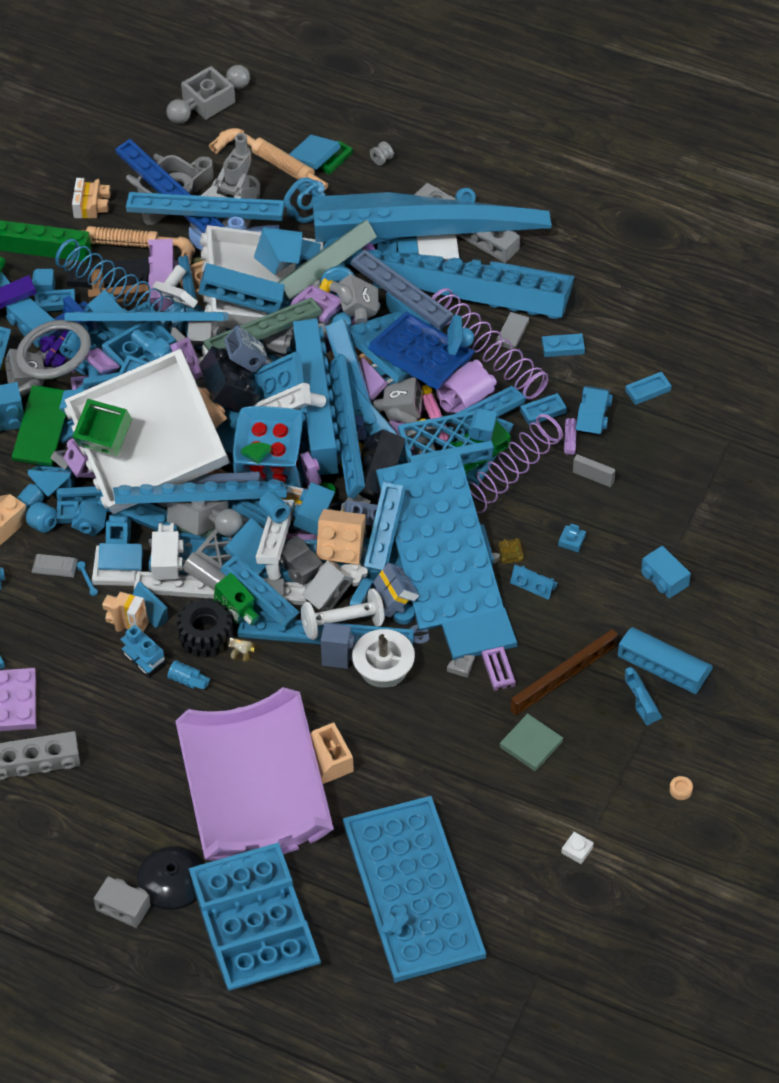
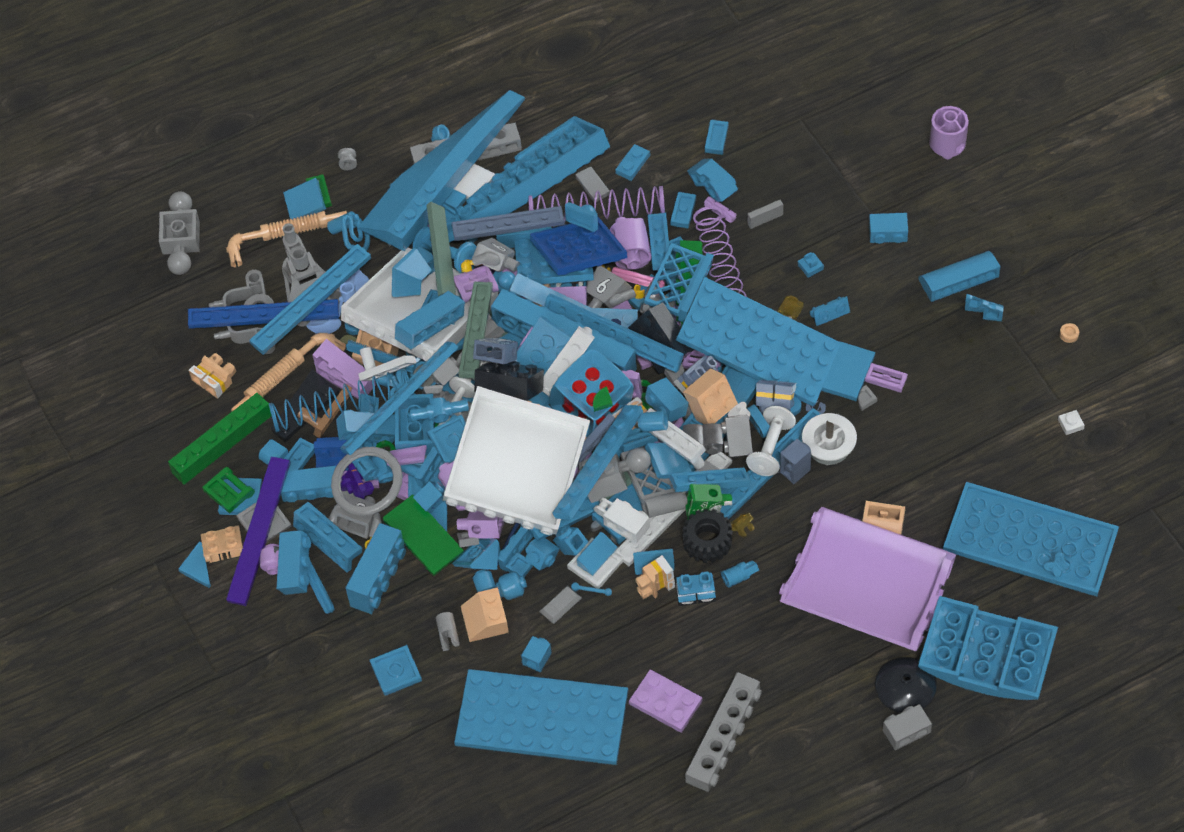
camera: 50 degrees left, 5 degrees up
(102, 429) = (499, 484): green piece -> none
(190, 355) = (454, 394): lavender plate -> none
(384, 525) = (727, 363): dark azure plate -> none
(482, 425) = (691, 247): dark azure piece -> none
(531, 742) = (964, 396): sand green tile -> none
(563, 672) = (924, 340): reddish brown tile -> none

